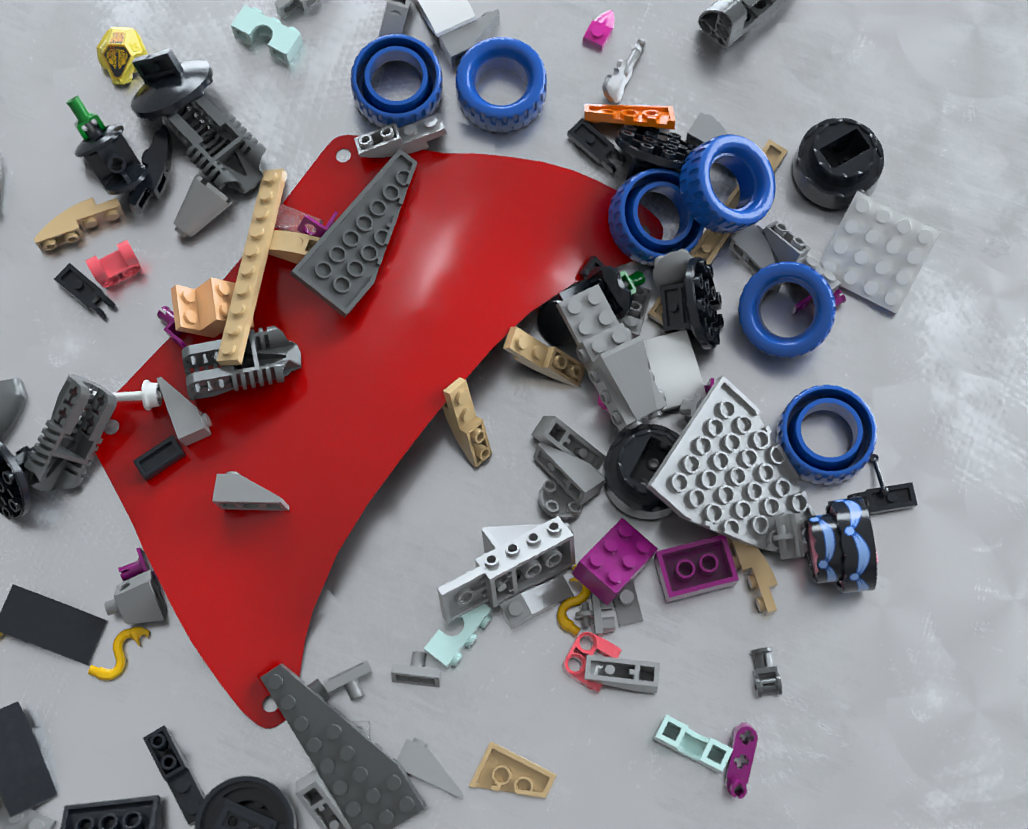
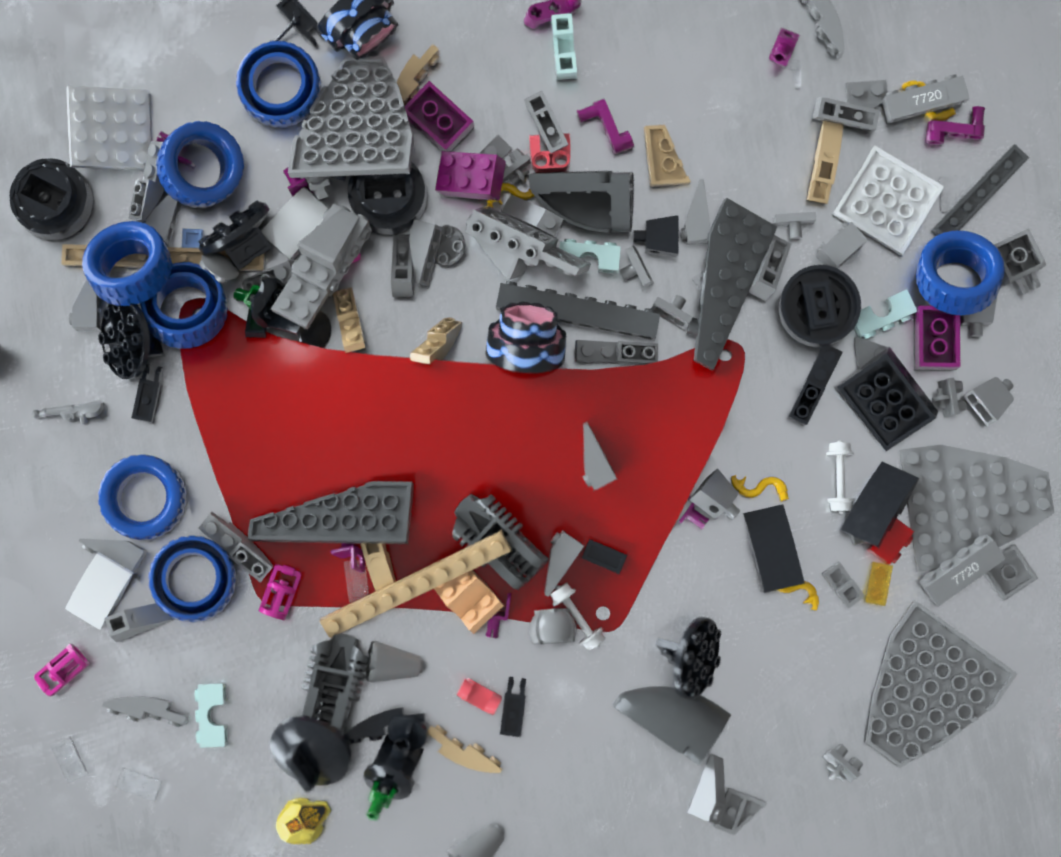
camera: 120 degrees left, 10 degrees up
(45, 720) = (840, 450): none -> white piece
(70, 440) = (630, 628): dark grey connector -> none
(125, 365) = (552, 627): none -> light grey piece
(336, 152) = (280, 589): none -> dark pink piece
(345, 596) = (616, 352): none -> light grey slope
(408, 505) = (526, 339): none -> piece
(410, 585) = (586, 311): none -> dark grey brick
(432, 716) = (660, 236): none -> black torso
(518, 666) = (588, 198): none -> dark grey panel
(557, 738) = (618, 142): none -> magenta beam
(600, 30) = (42, 454): dark pink plate -> none
(631, 115) = (103, 376): orange wing -> none
(722, 269) = (191, 237): none -> light blue tile
(765, 673) = (483, 26): dark grey connector -> none
(790, 536) = (374, 63): light grey hips -> none

